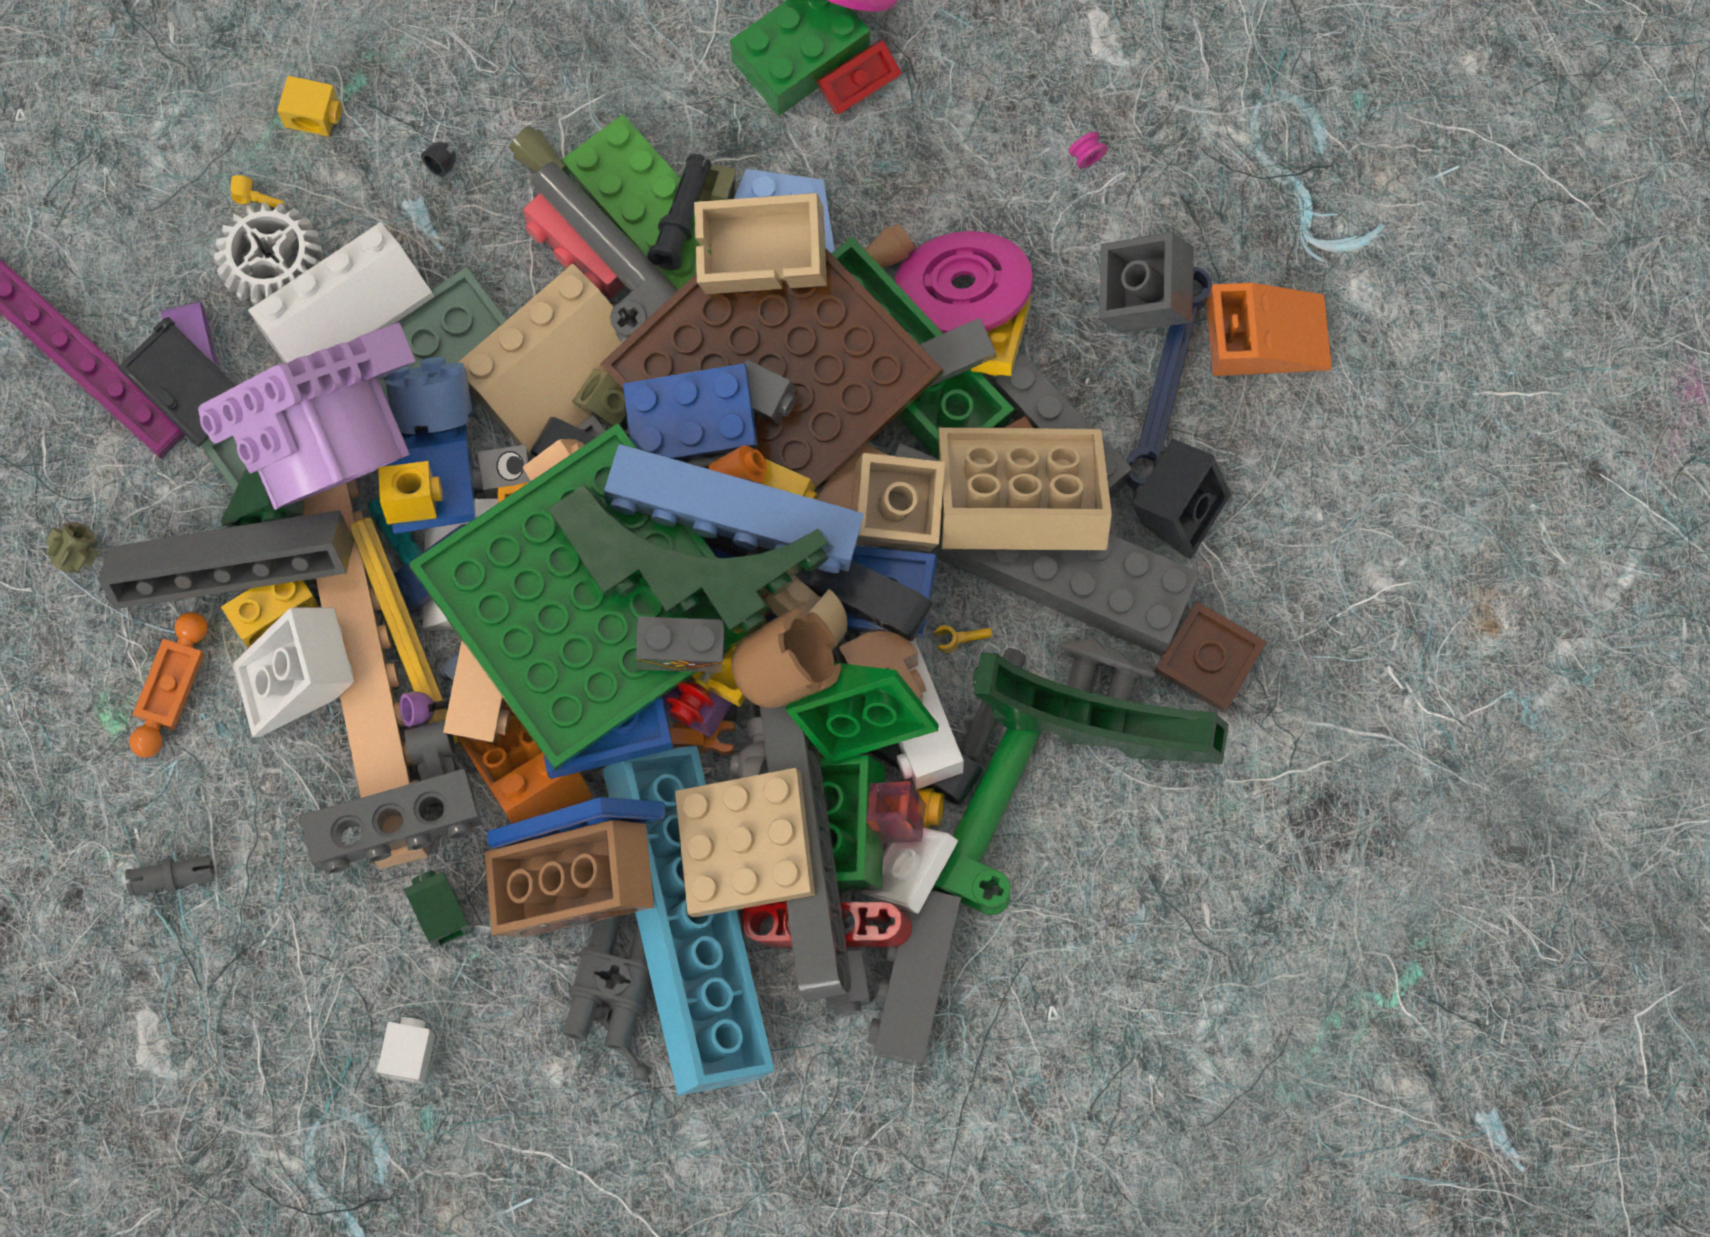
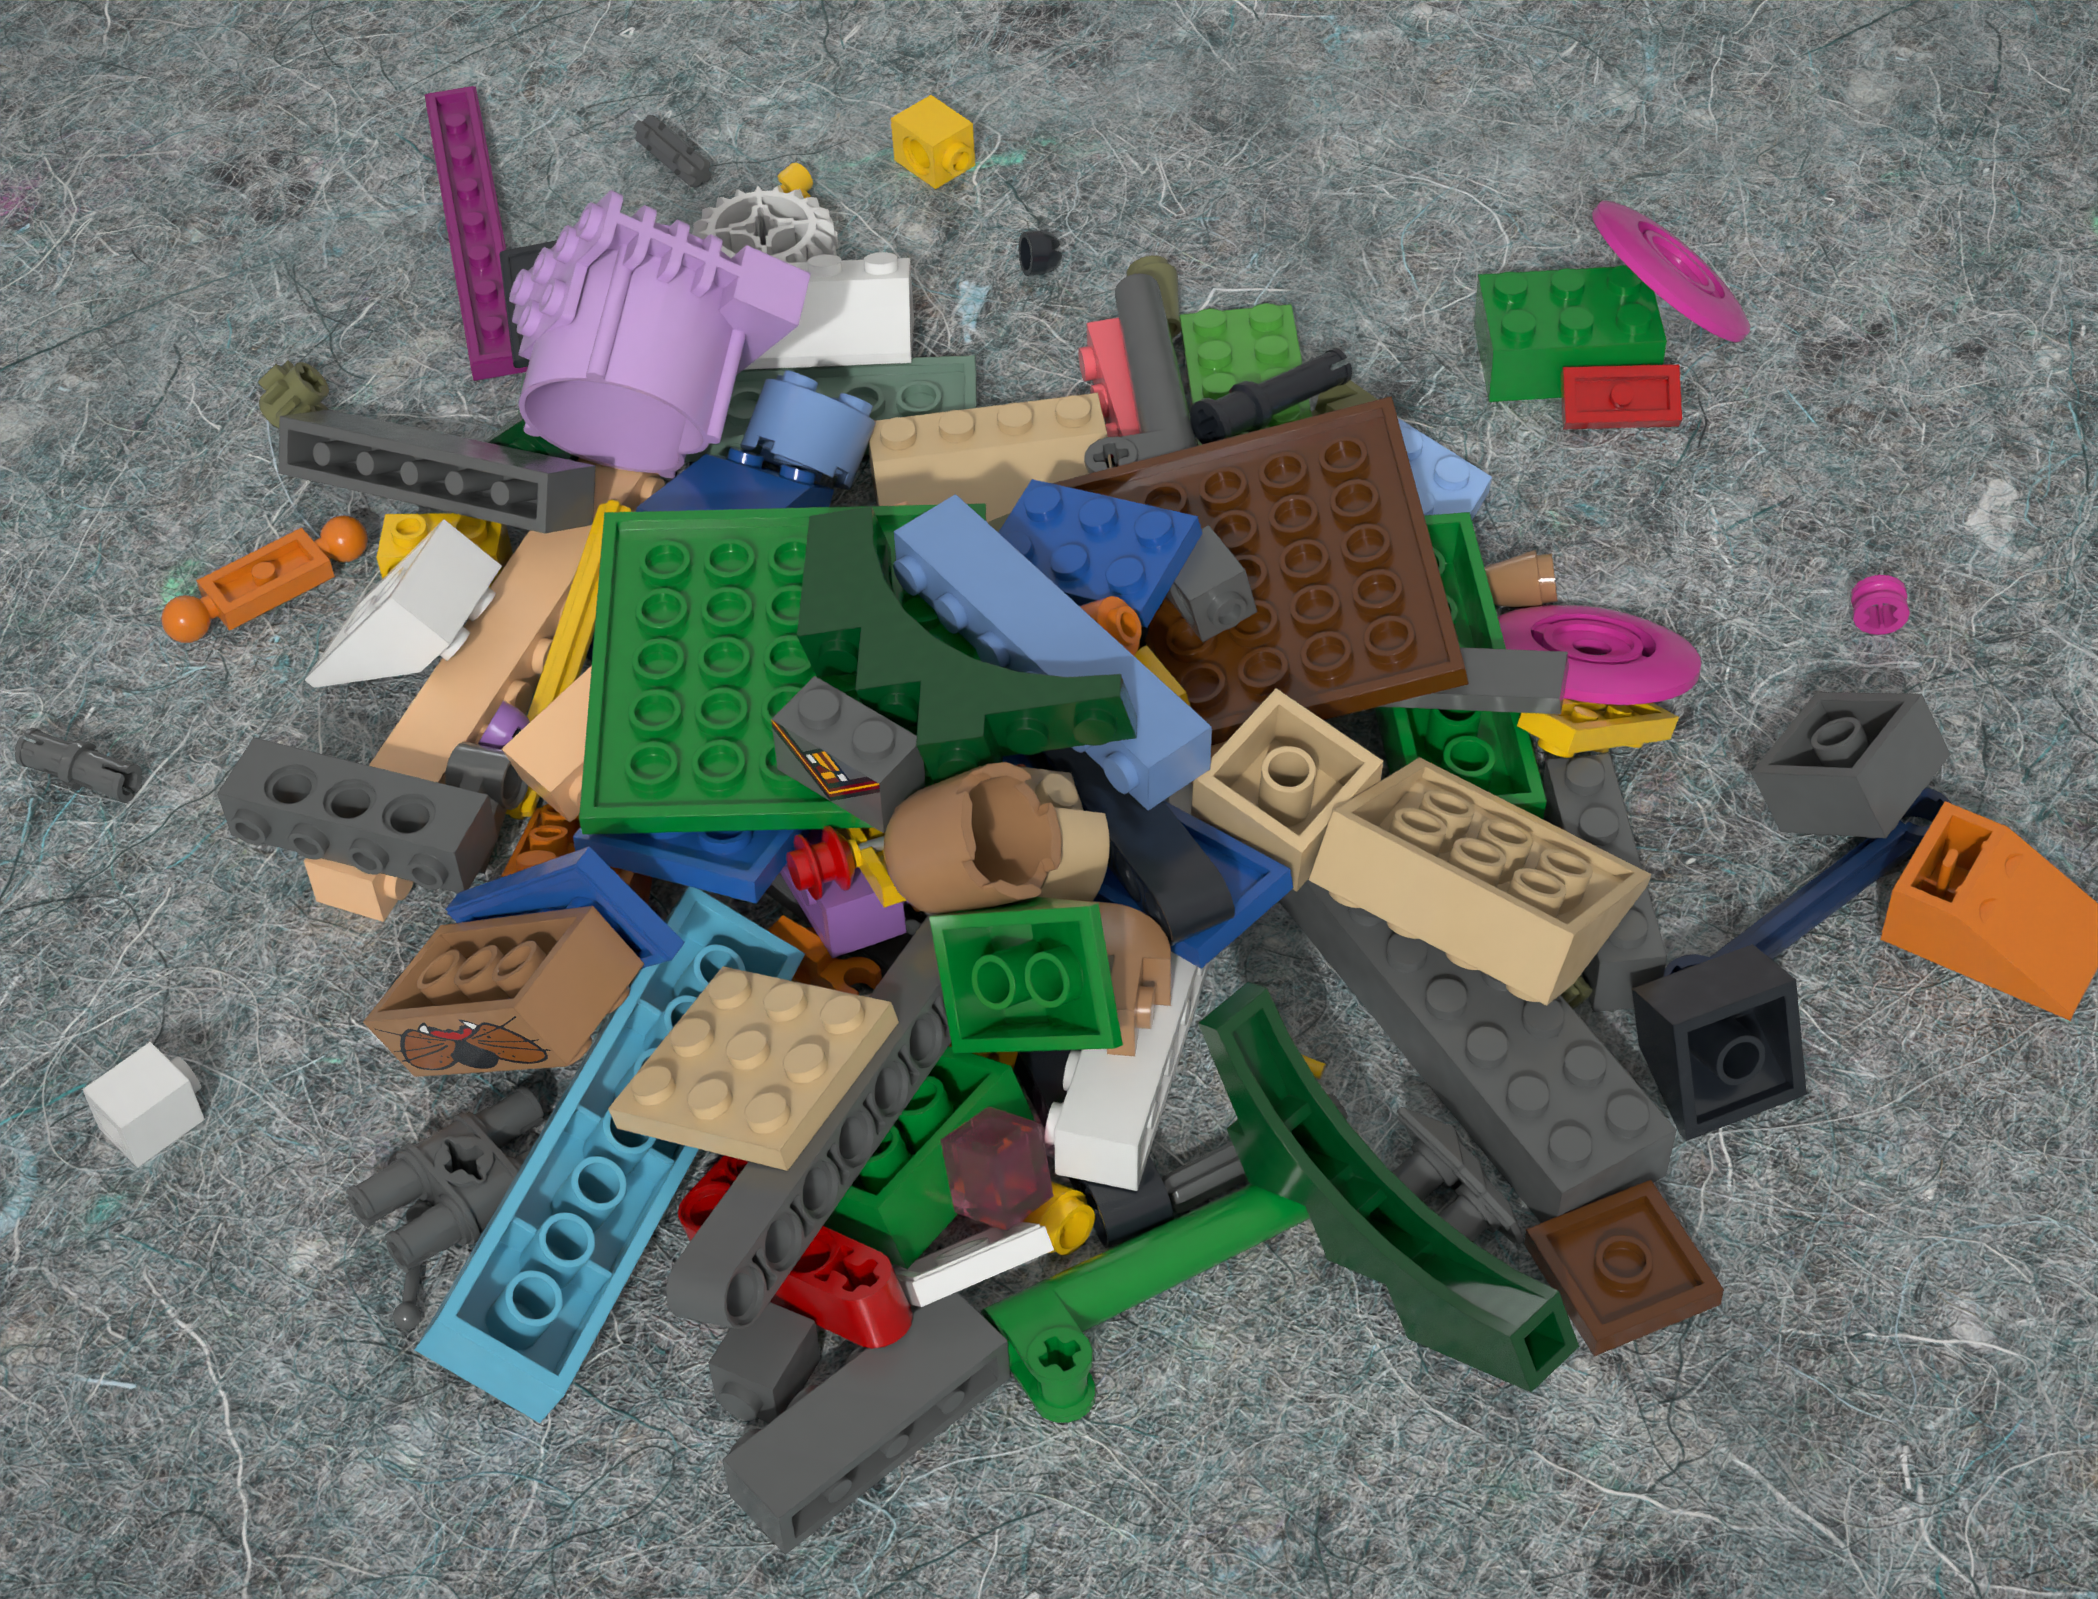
camera: 40 degrees right, 25 degrees down
(140, 205) = (672, 151): none -> dark grey axle
(401, 479) = (682, 471): yellow brick -> none
(437, 908) = (328, 957): dark green slope -> none
(760, 243) = (1325, 413): tan piece -> none

